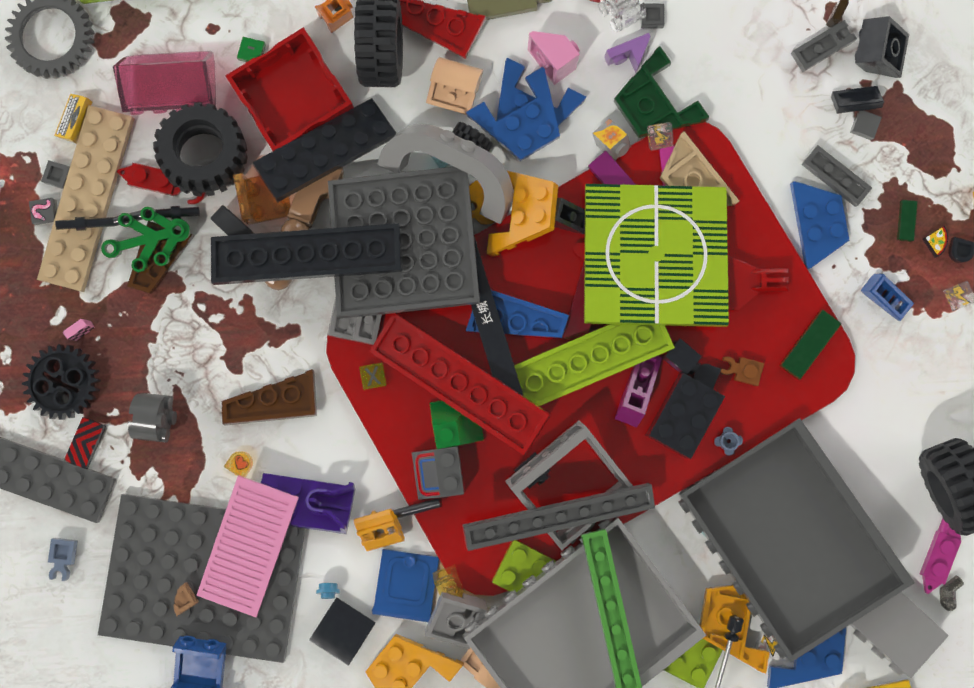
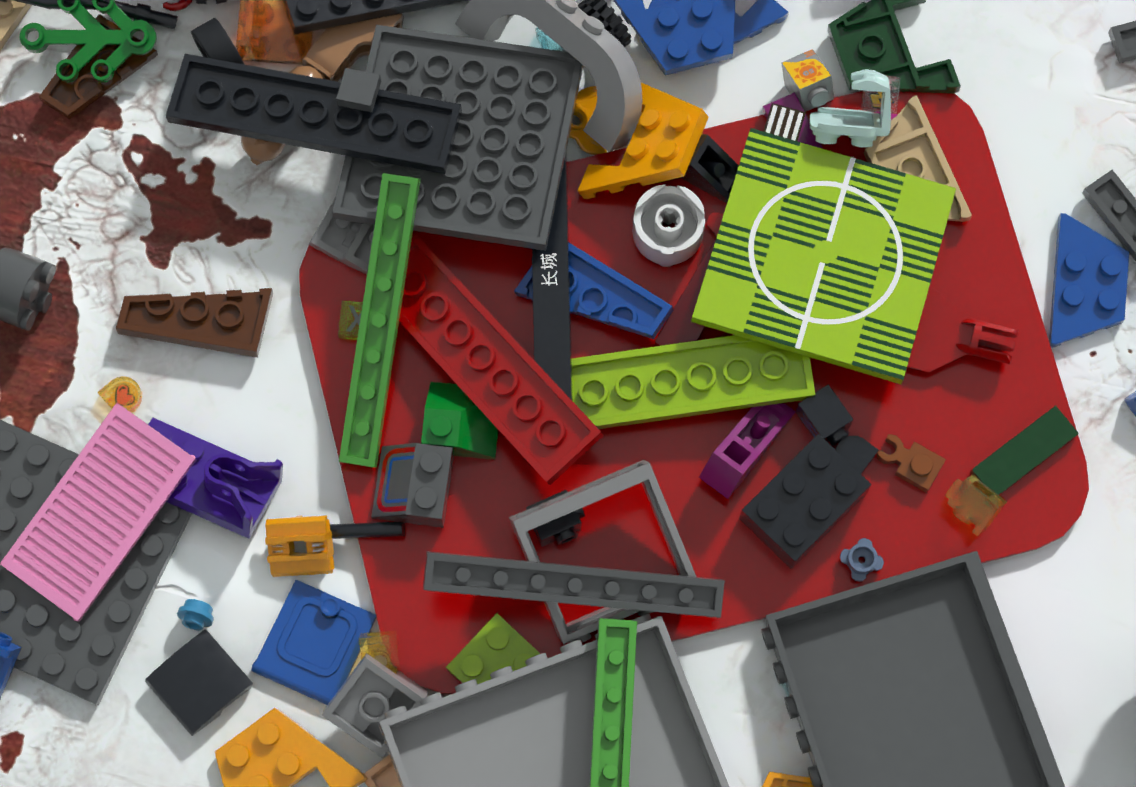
camera: 10 degrees right, 10 degrees down
(330, 232) = (358, 90): none -> dark grey tile
(387, 376) = (379, 320): none -> bright green plate
(548, 248) = (668, 205): none -> white brick
(605, 173) = (784, 122): none -> tile
(650, 161) = (856, 124): none -> light aqua piece
(790, 387) = (974, 503): none -> clear yellow brick

